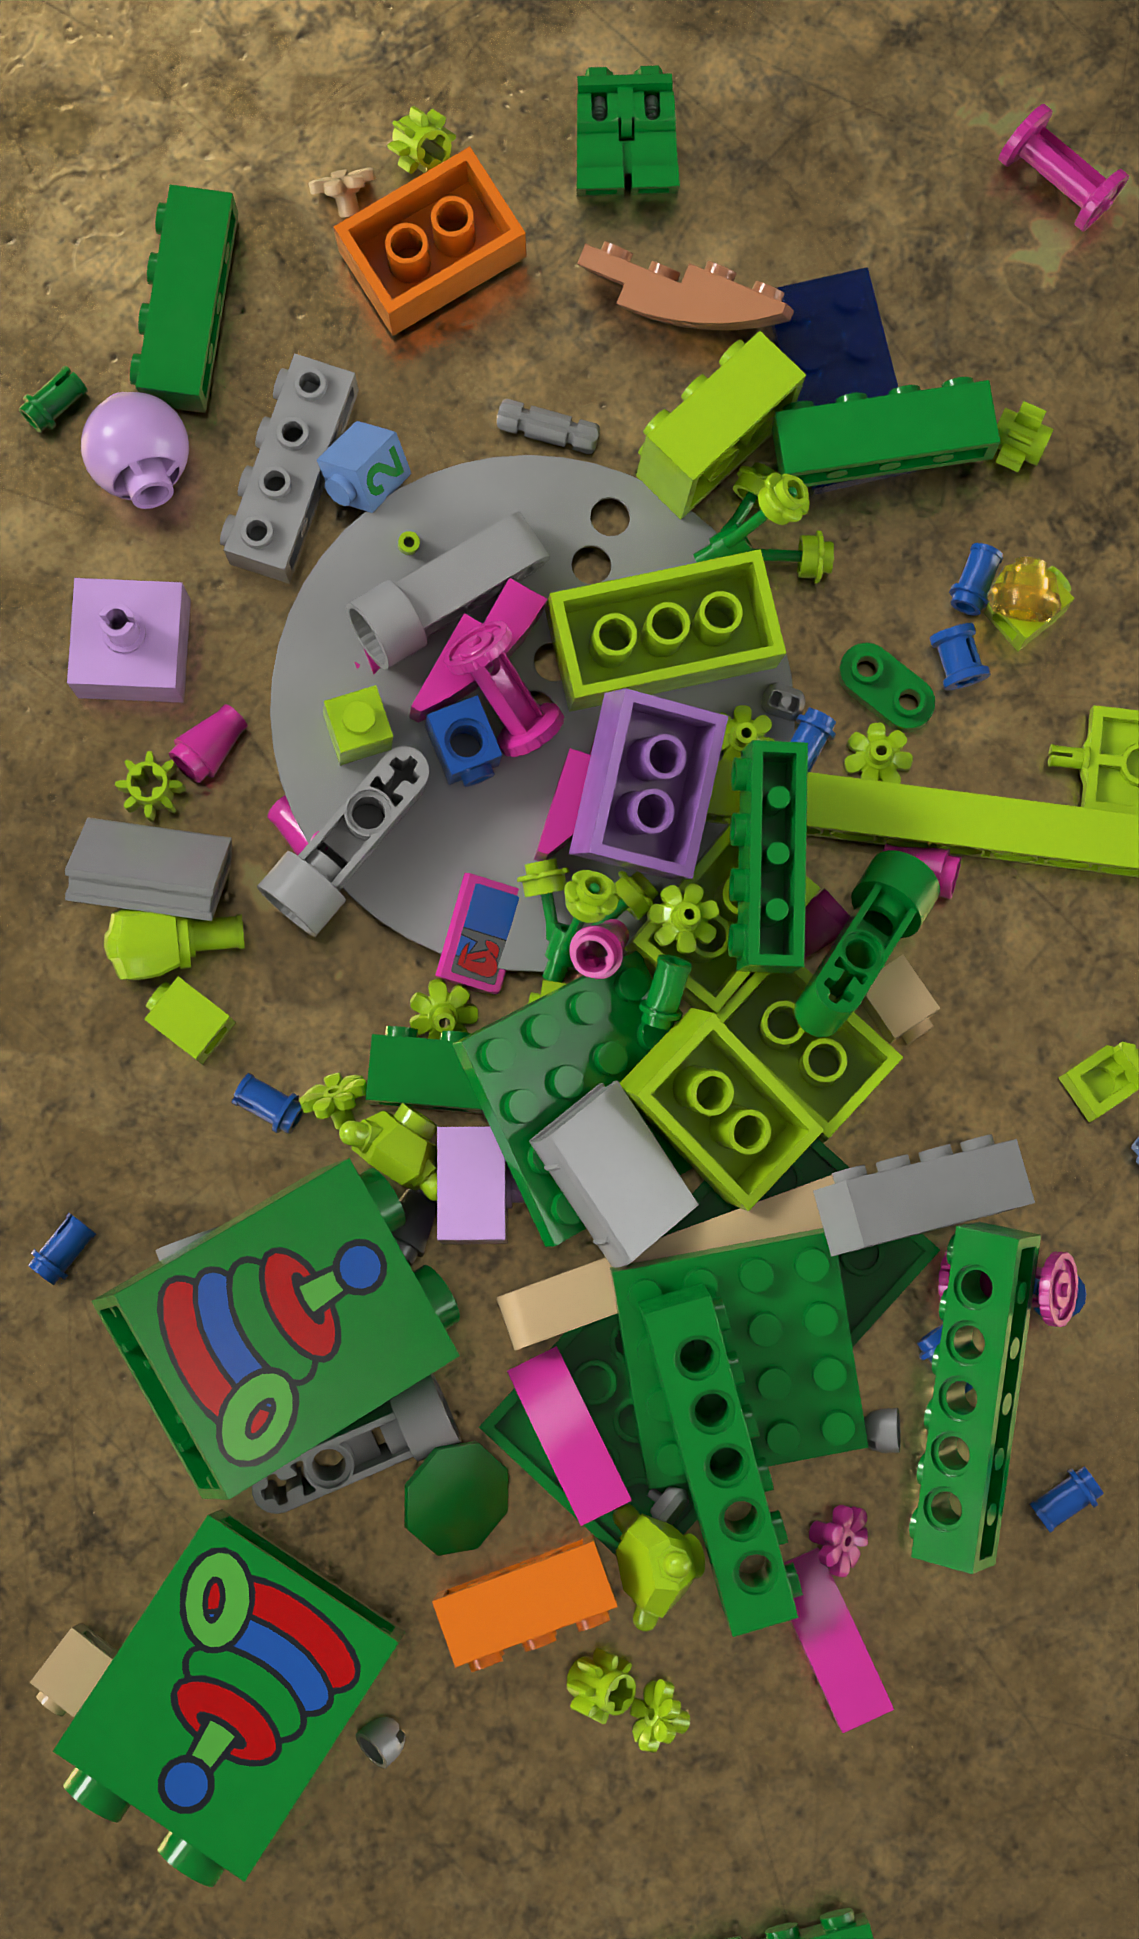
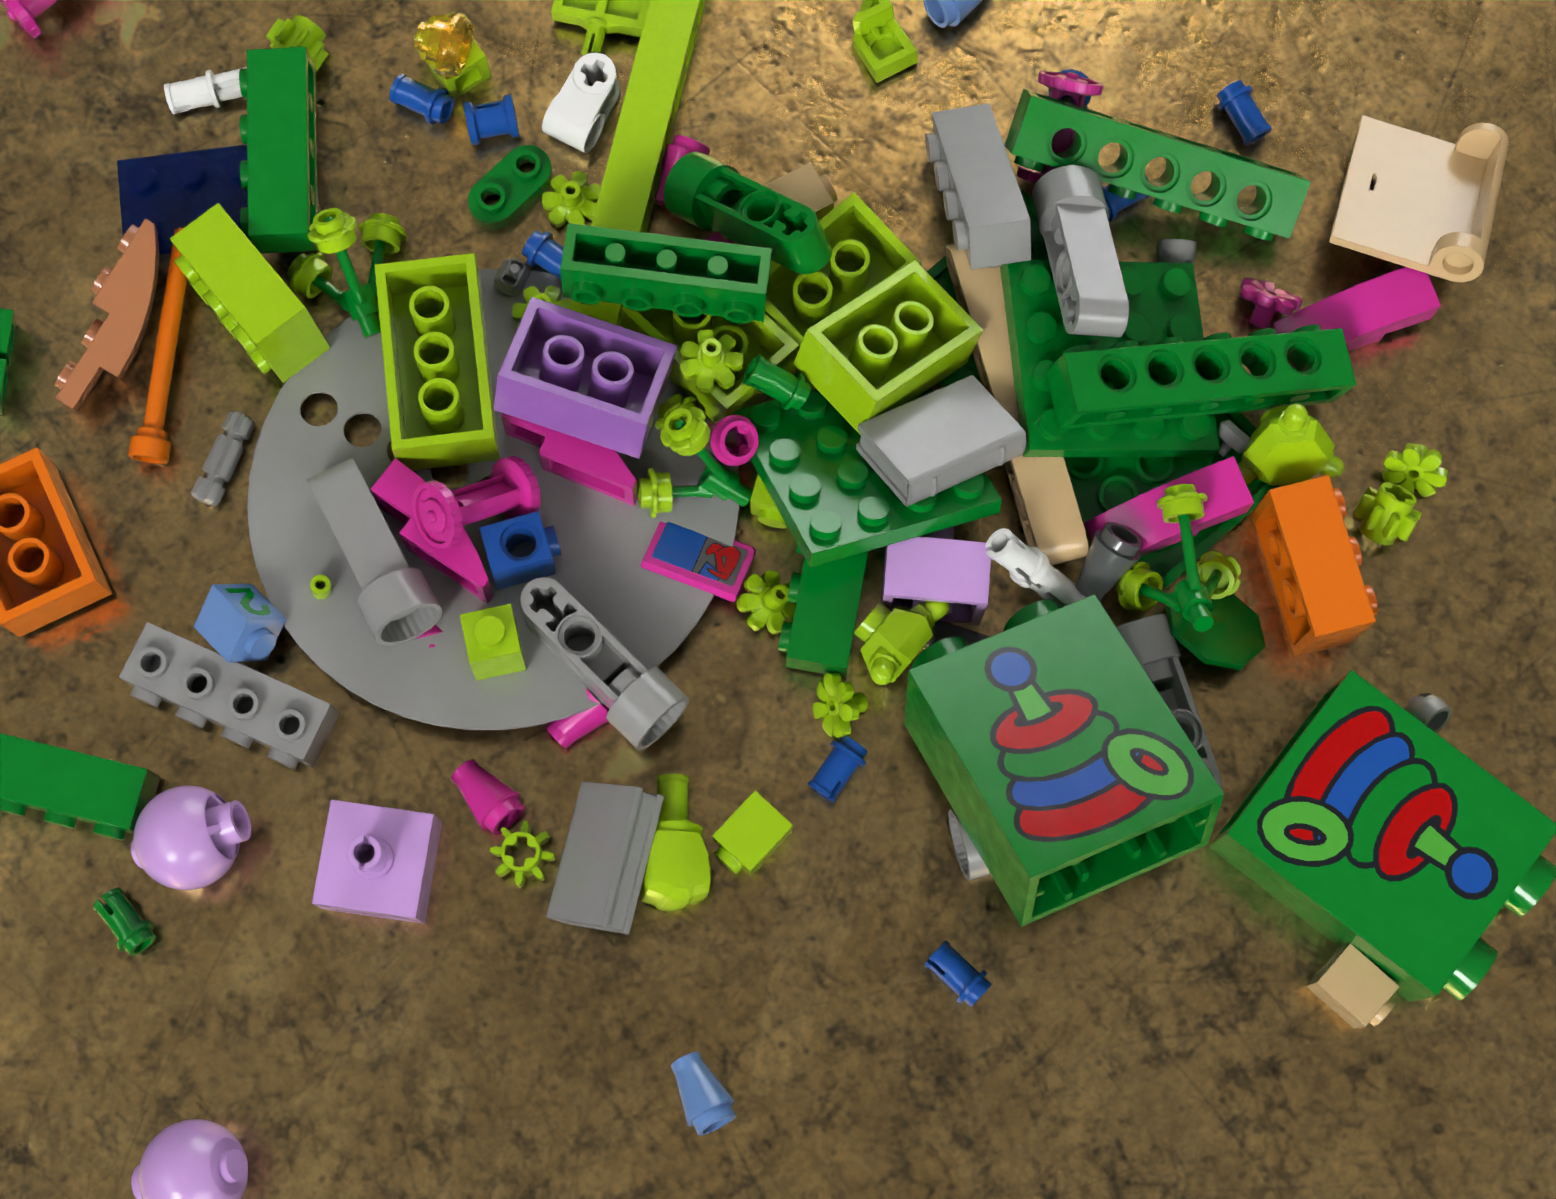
camera: 85 degrees left, 5 degrees down
(486, 1288) = (1031, 568): none -> white pin
(509, 1372) = (1108, 559): none -> dark grey cone
(510, 1493) = (1205, 579): none -> plant
(557, 348) = (151, 441): none -> orange piece
(889, 1303) = (1081, 251): none -> light grey beam
(958, 343) = (203, 91): none -> white axle
(975, 1715) = (1428, 197): none -> tan door
(983, 754) = (581, 110): none -> white piece

